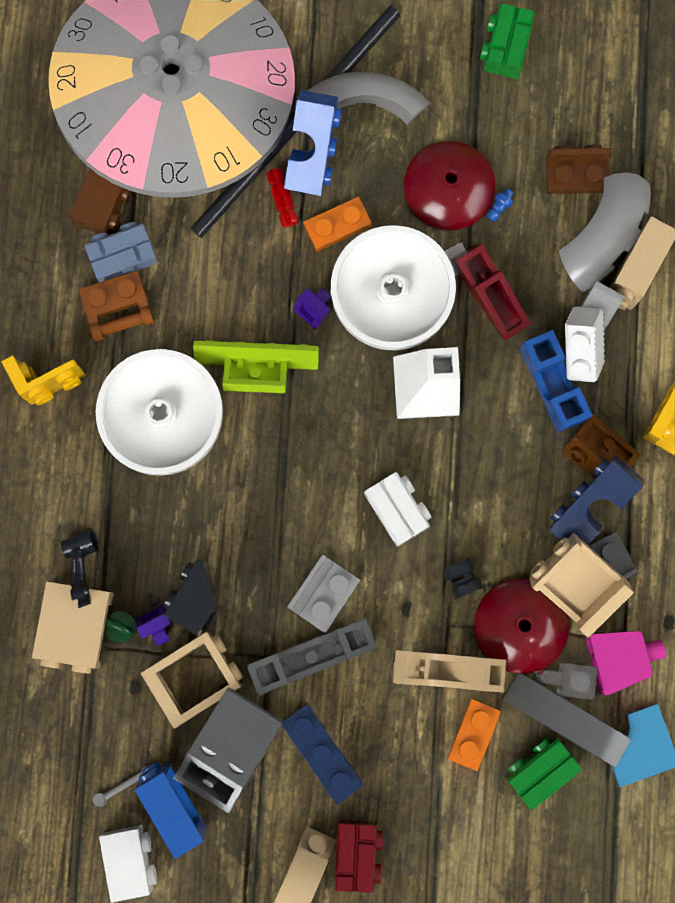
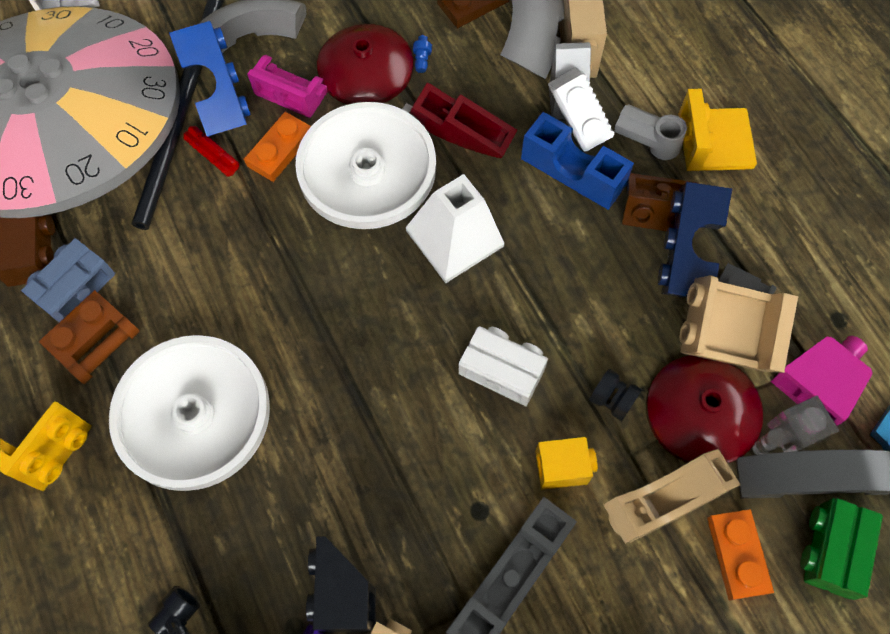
camera: 30 degrees left, 15 degrees down
(256, 365) = (270, 307): lime bracket -> none
(313, 307) = (297, 226): dark purple tile -> none
(323, 593) = (481, 501): light grey plate -> none
(373, 173) = (286, 88): none -> dark pink hinge
(396, 604) = (565, 463): none -> yellow brick
(634, 384) = (661, 134): none -> light grey piece

